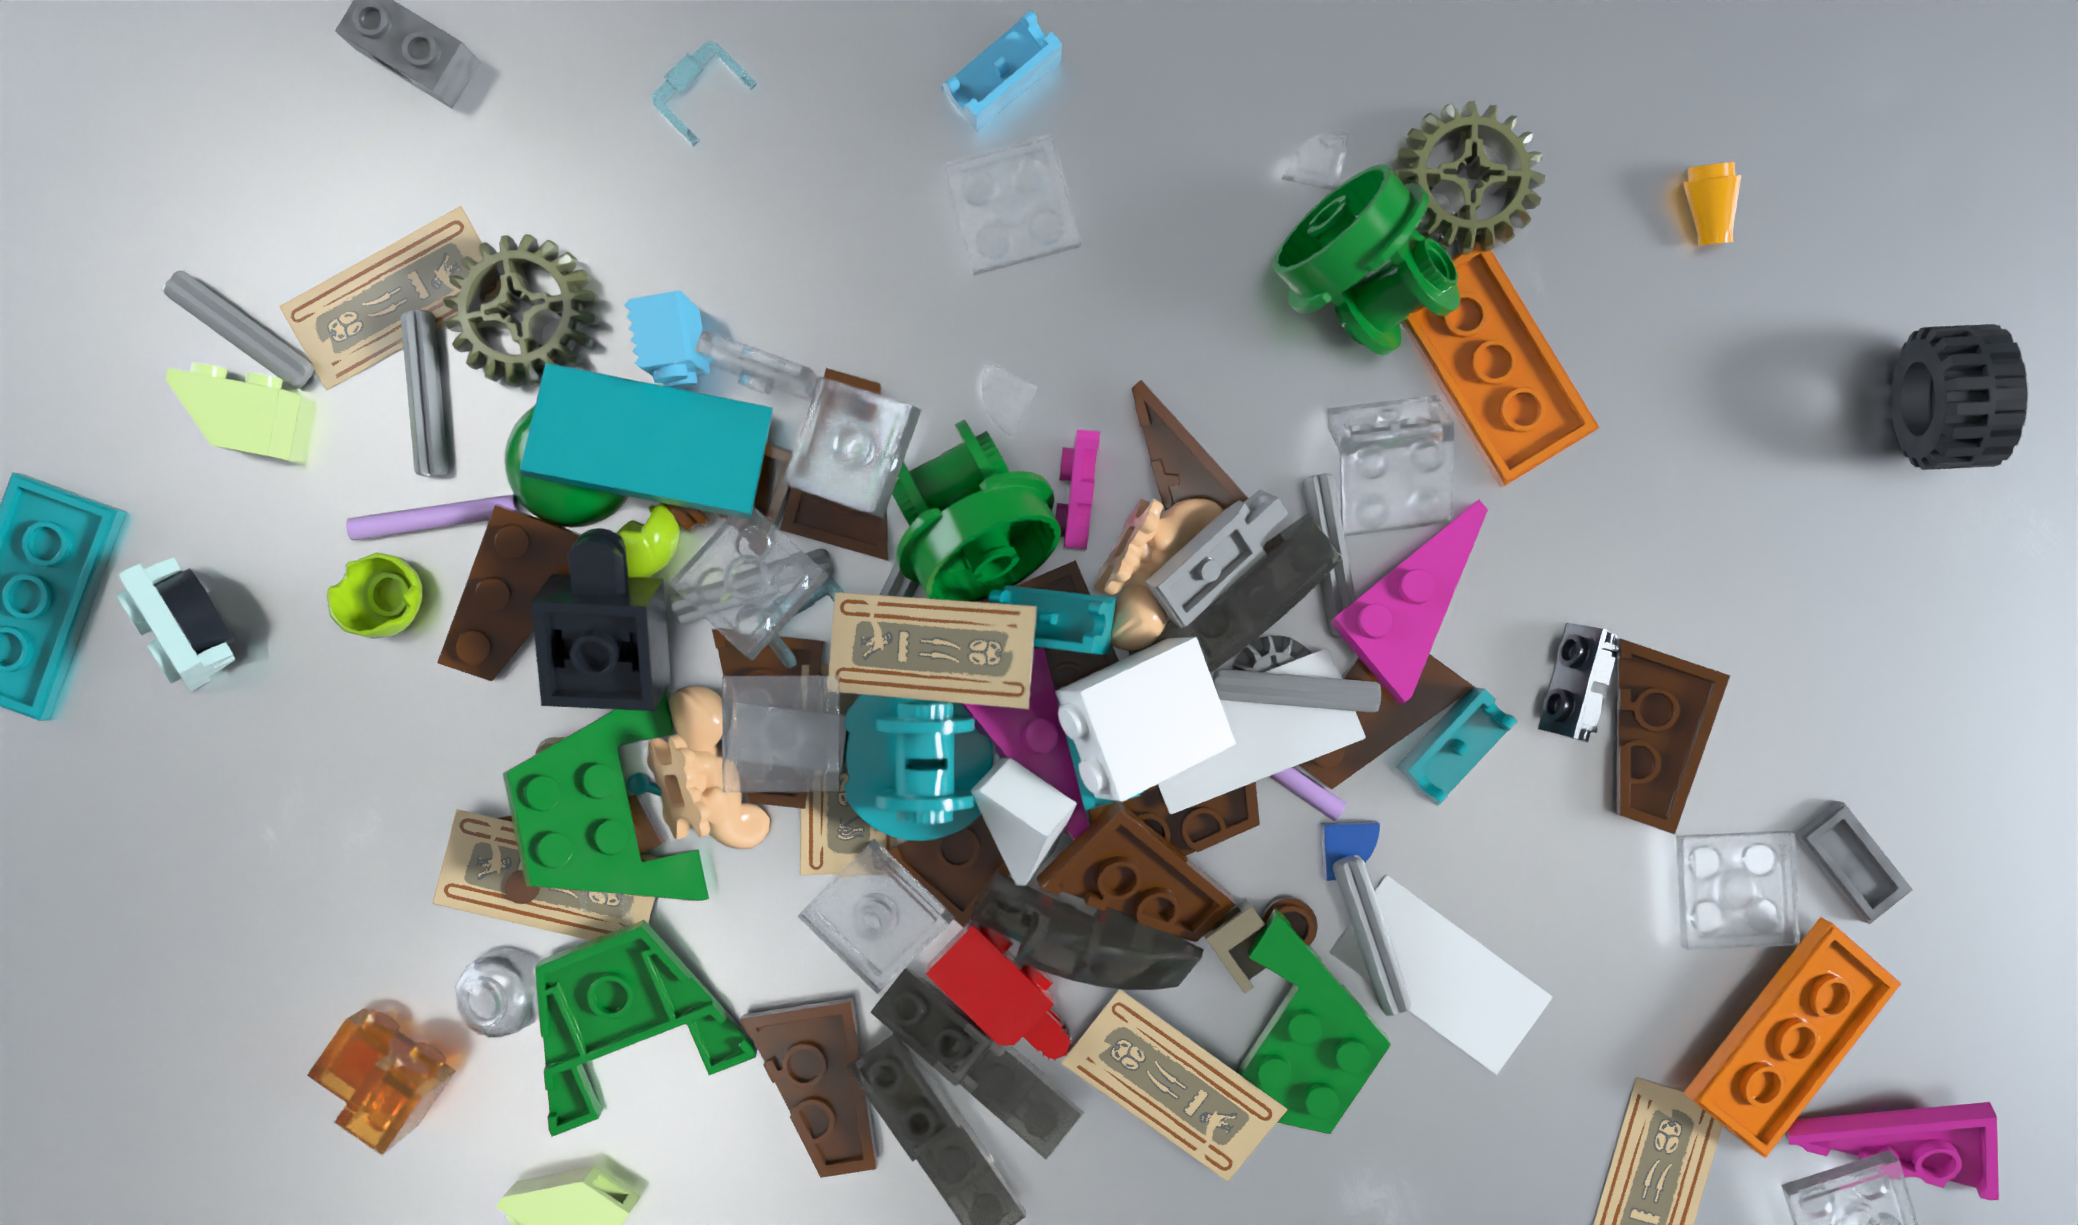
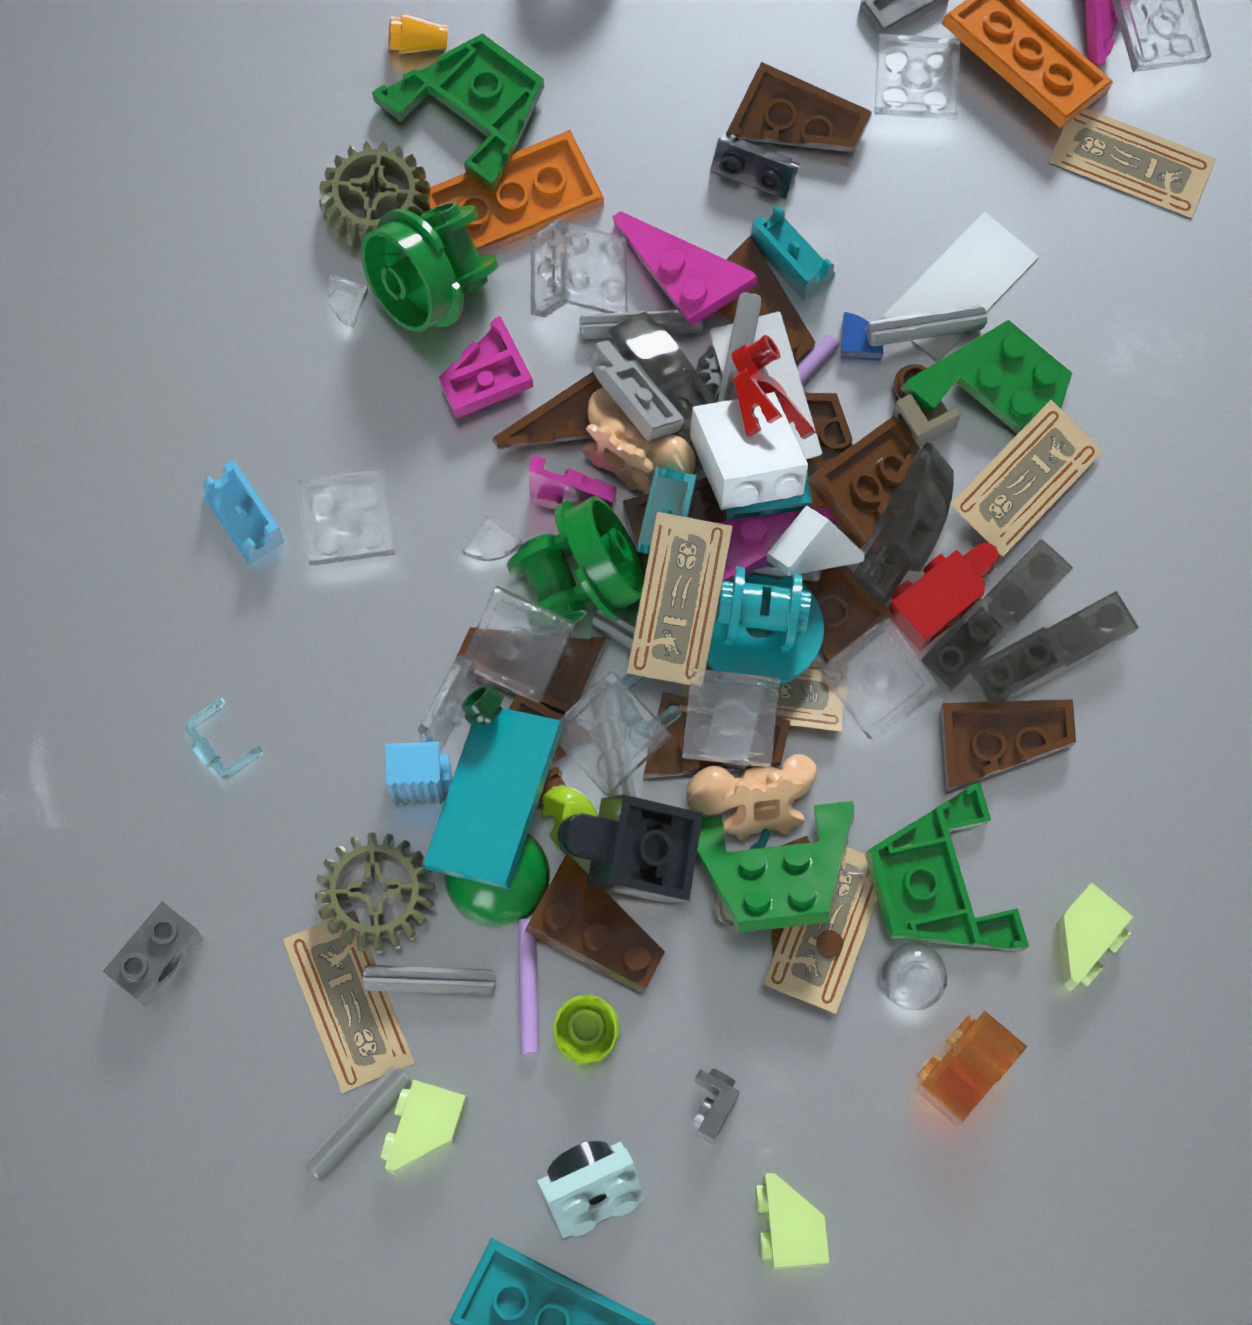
camera: 85 degrees left, 15 degrees down
(165, 879) = (794, 1227): none -> yellowish green slope
(295, 764) = (715, 1112): none -> flat silver bracket
(758, 411) = (482, 705): none -> dark green plate
(1235, 359) = (485, 372): none -> dark pink wing
(1267, 709) = (754, 383): none -> red piece
(1644, 303) = (481, 87): none -> green wing

